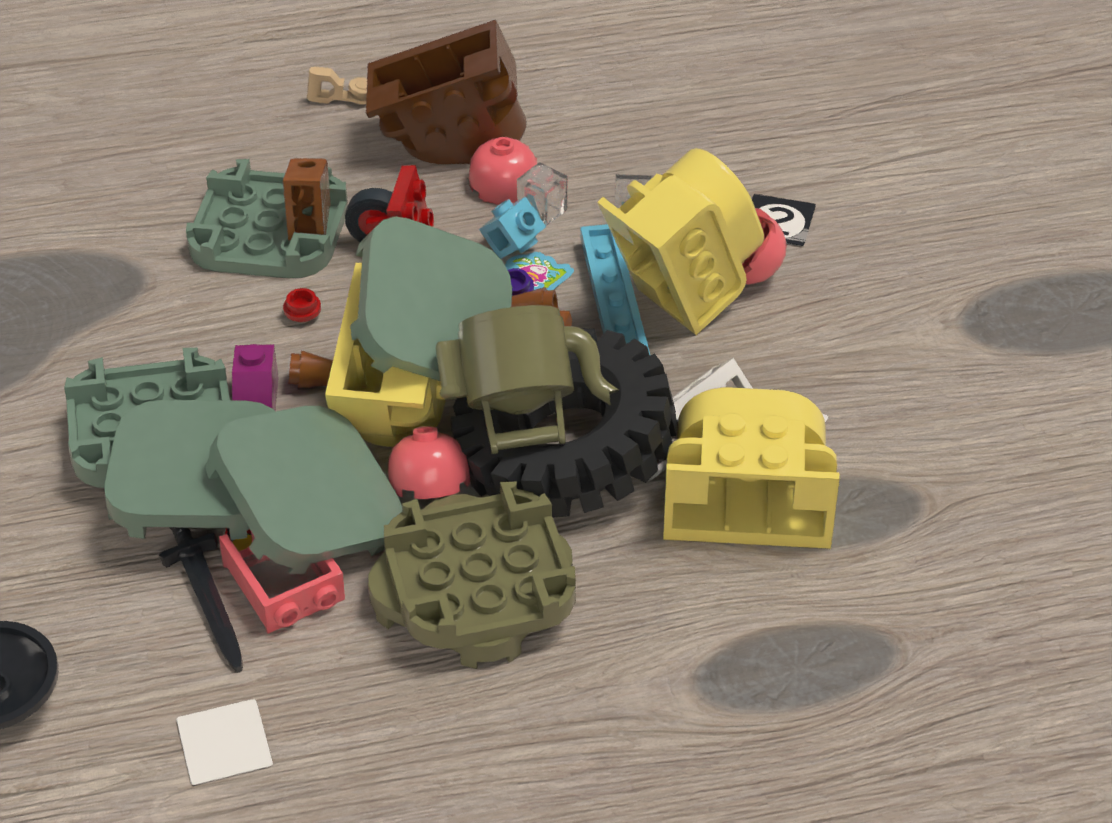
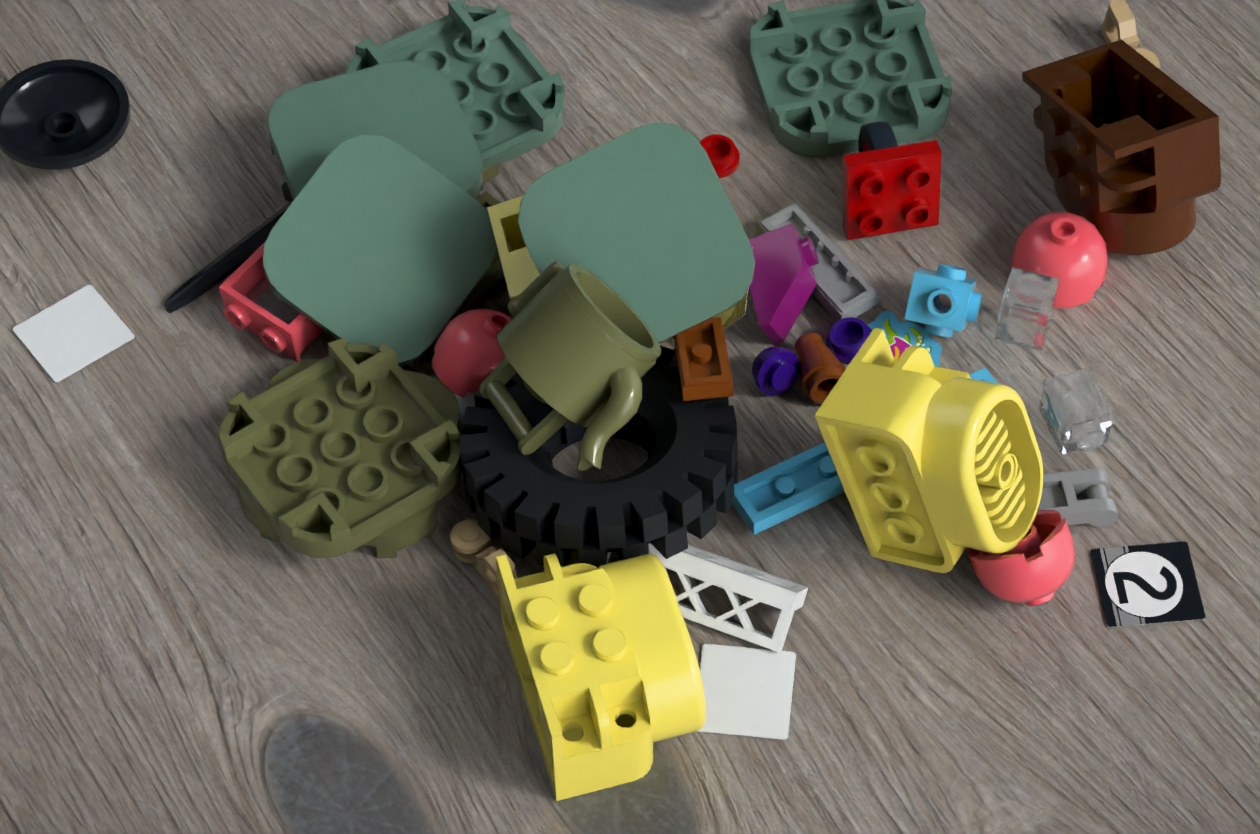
camera: 70 degrees right, 10 degrees up
(255, 374) = (545, 151): magenta slope -> none
(307, 186) = (868, 81): dark orange torso -> none
(589, 531) = (474, 546): none -> tan piece

